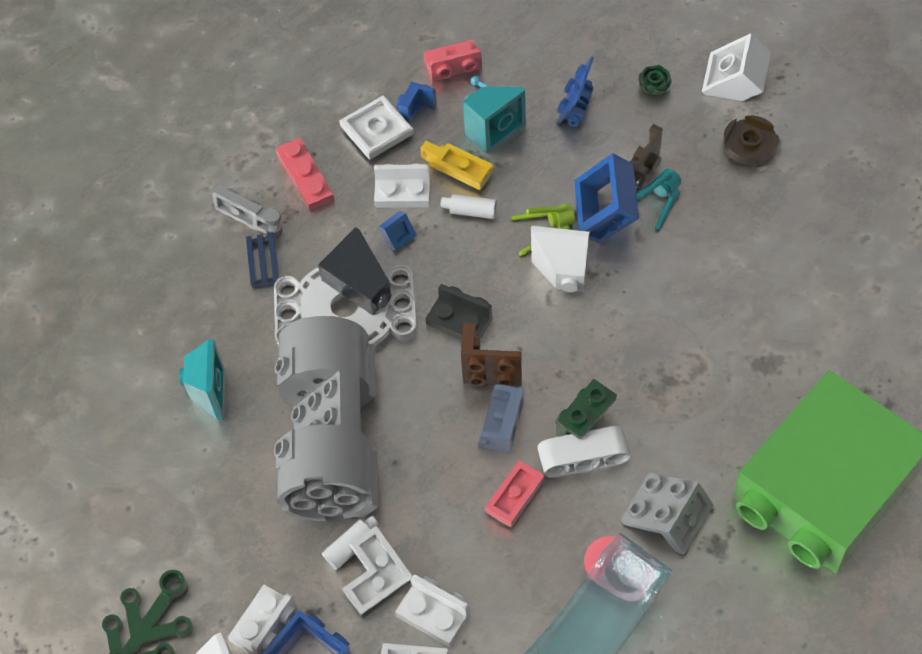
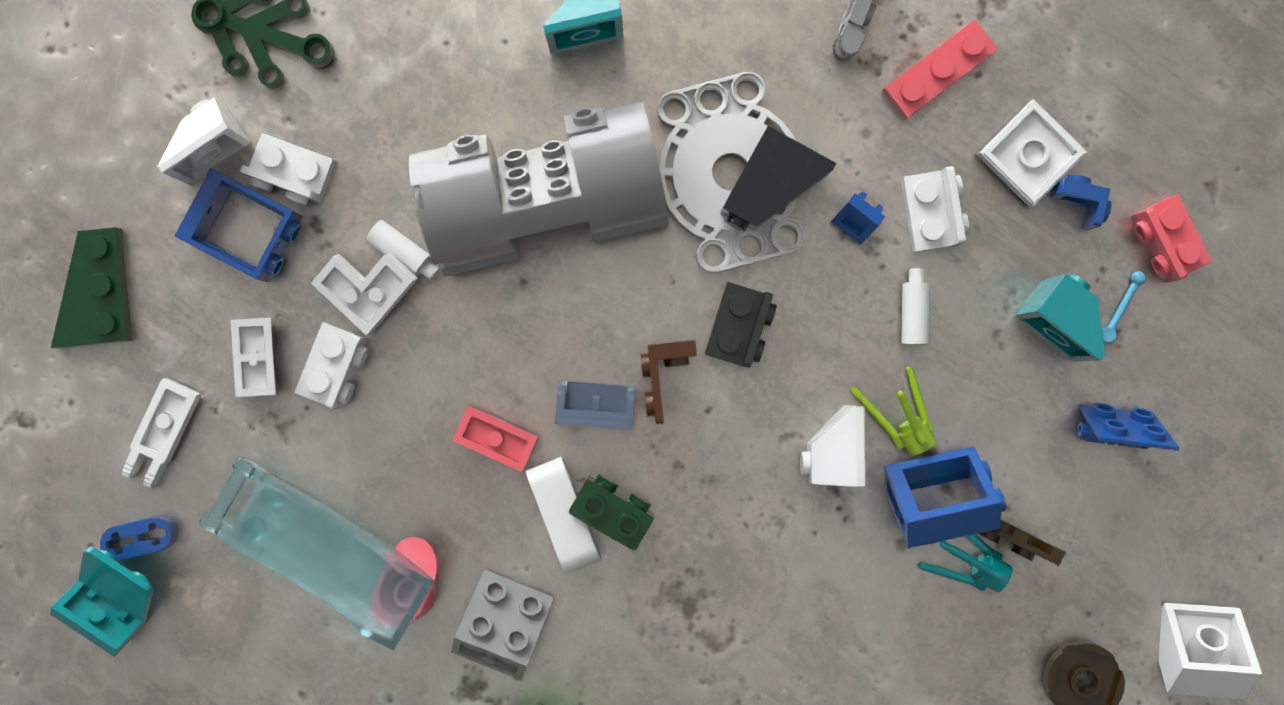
camera: 75 degrees right, 30 degrees up
(260, 241) = (819, 35): dark blue tile -> none
(458, 164) = (983, 280): yellow hinge -> none
(655, 80) = (1184, 535): dark green plate -> none

